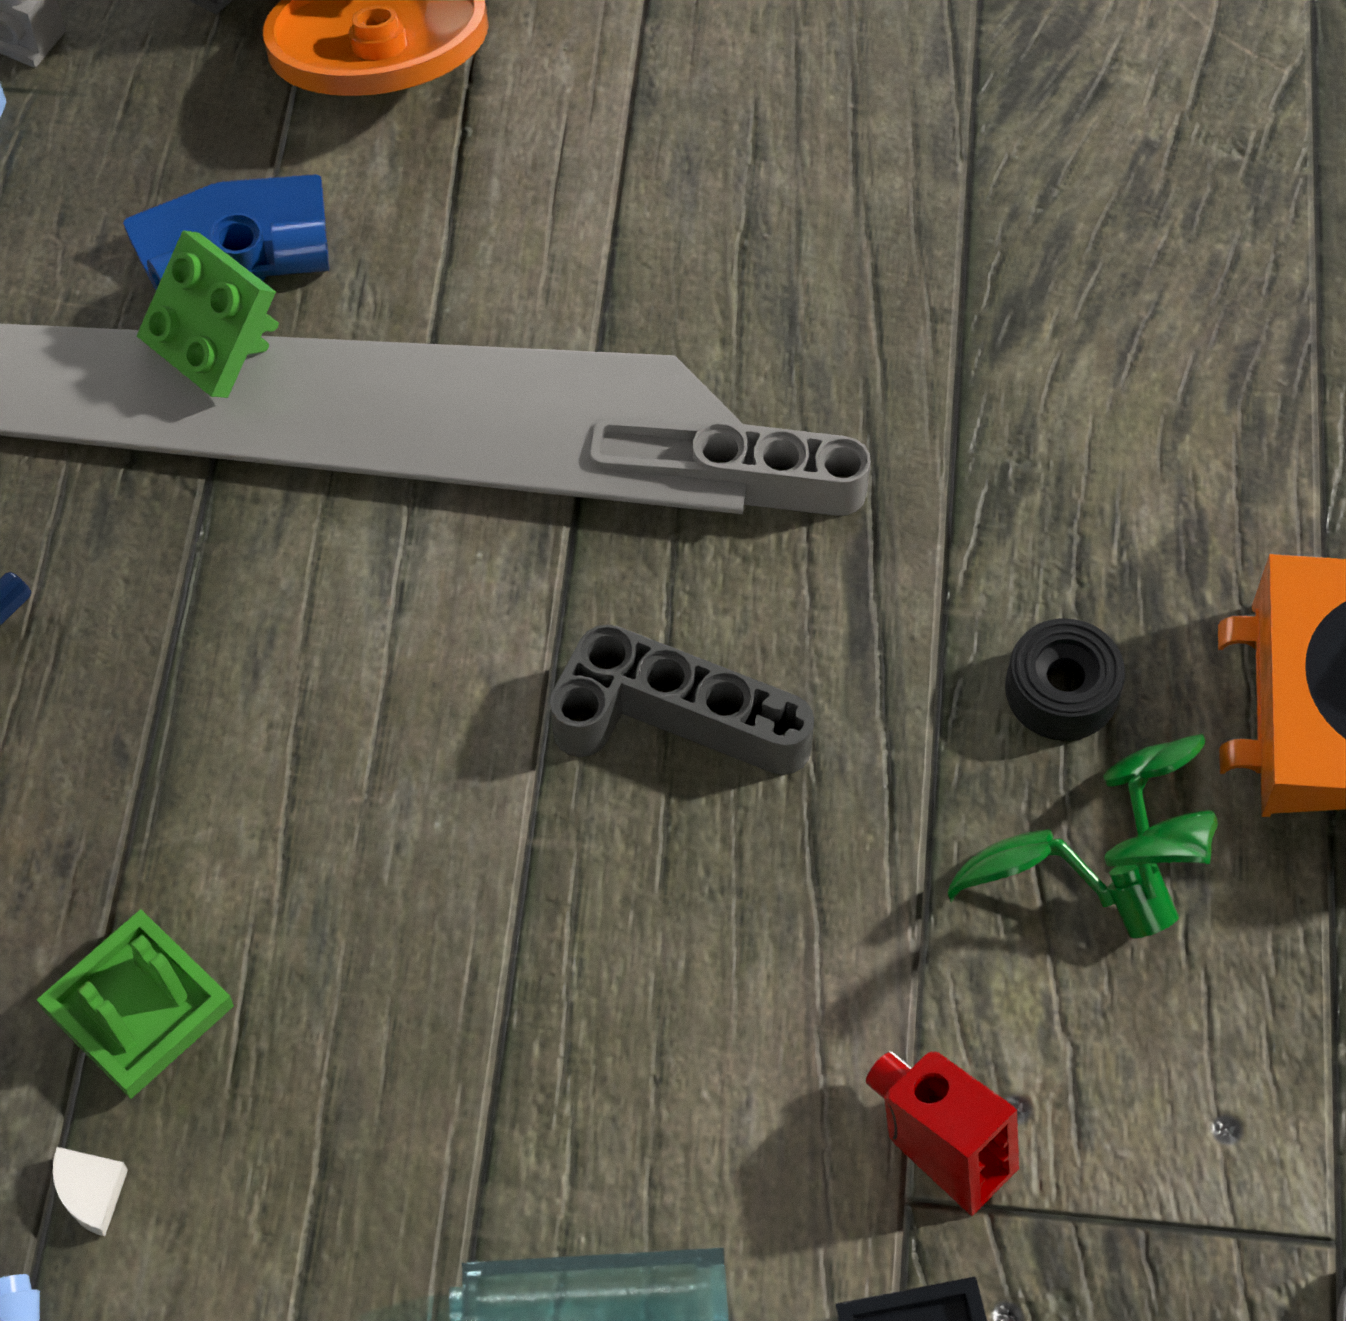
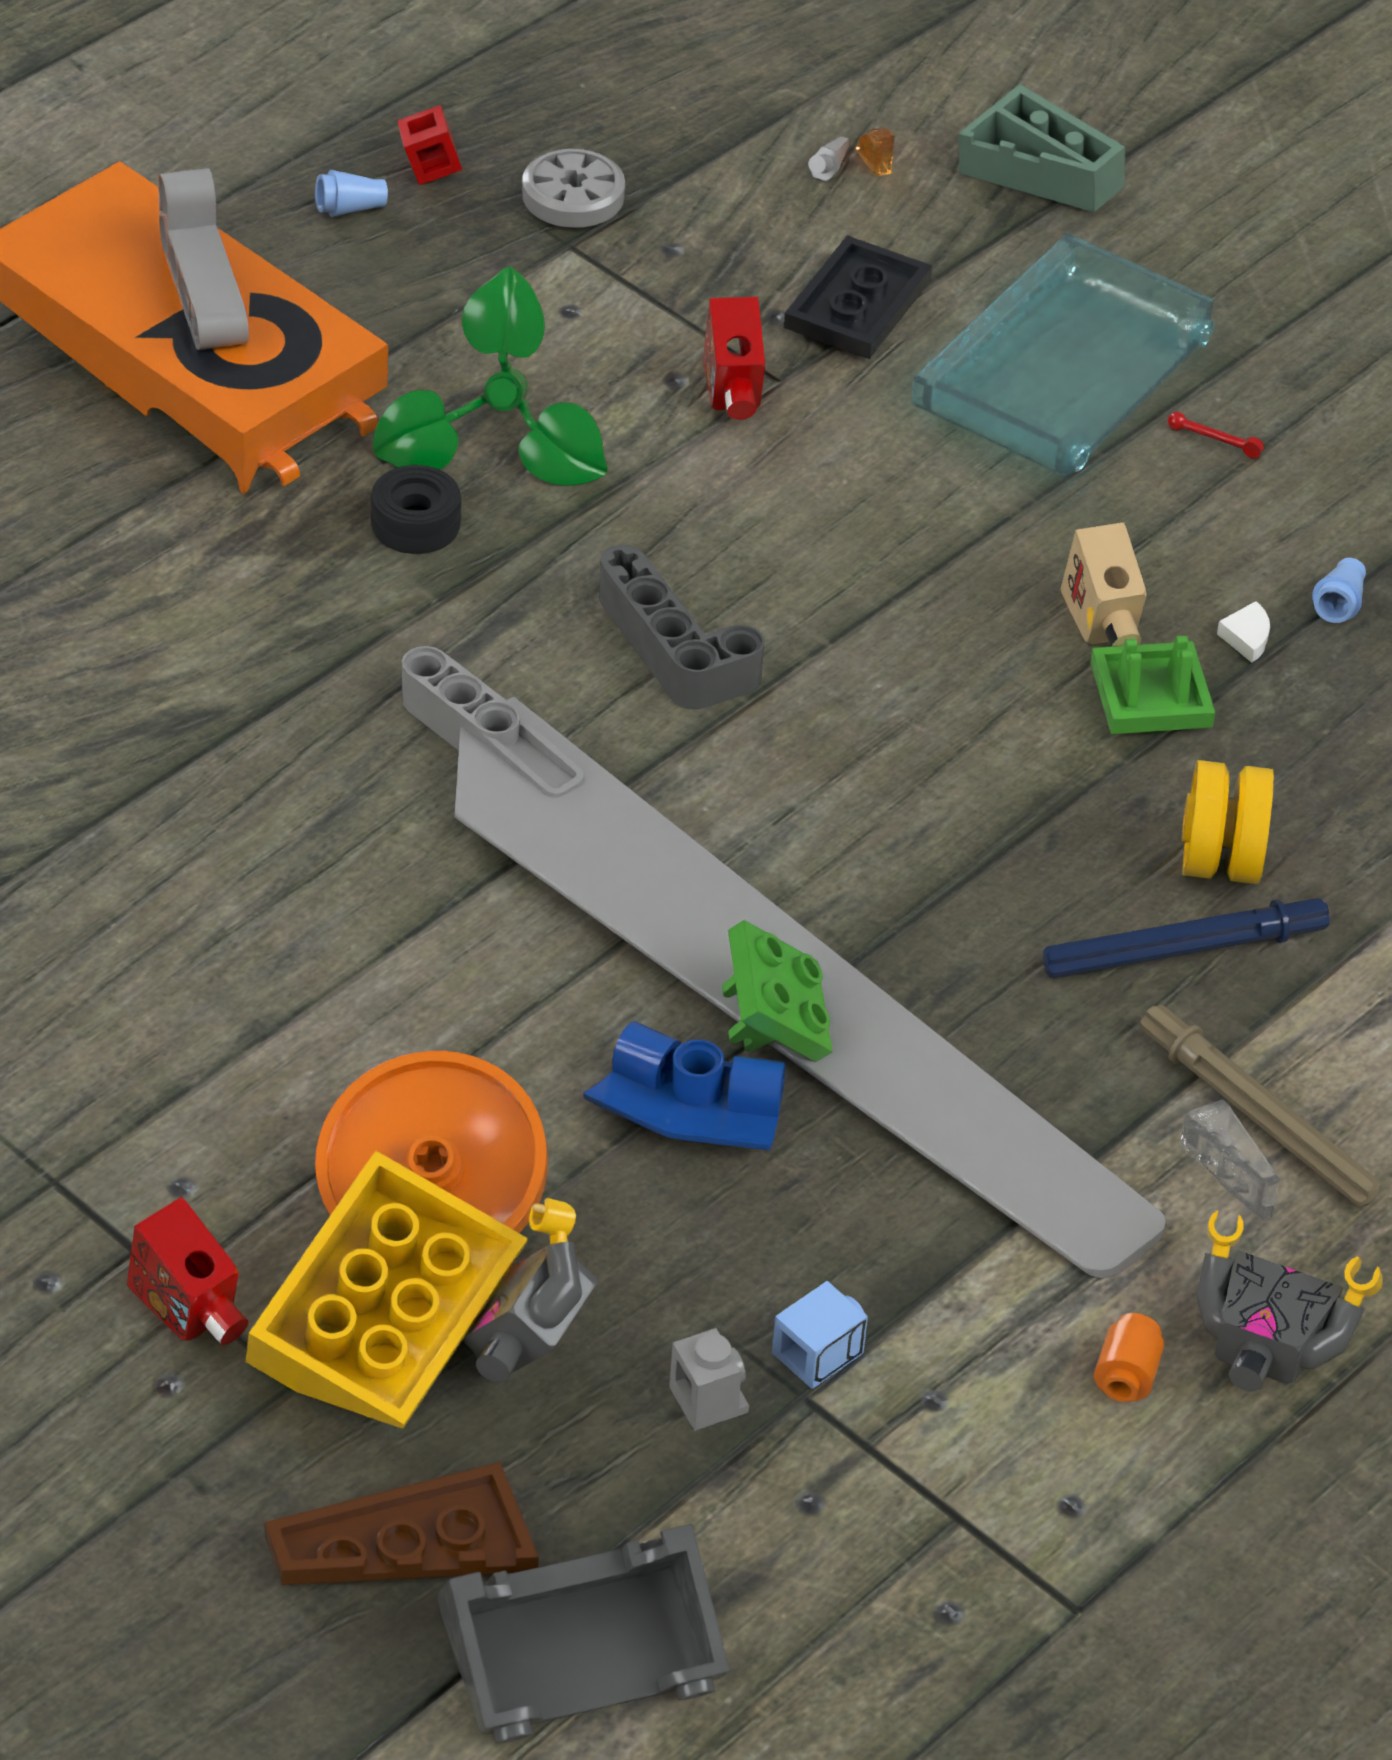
camera: 145 degrees left, 15 degrees down
(266, 1077) = (1104, 585): none -> tan torso

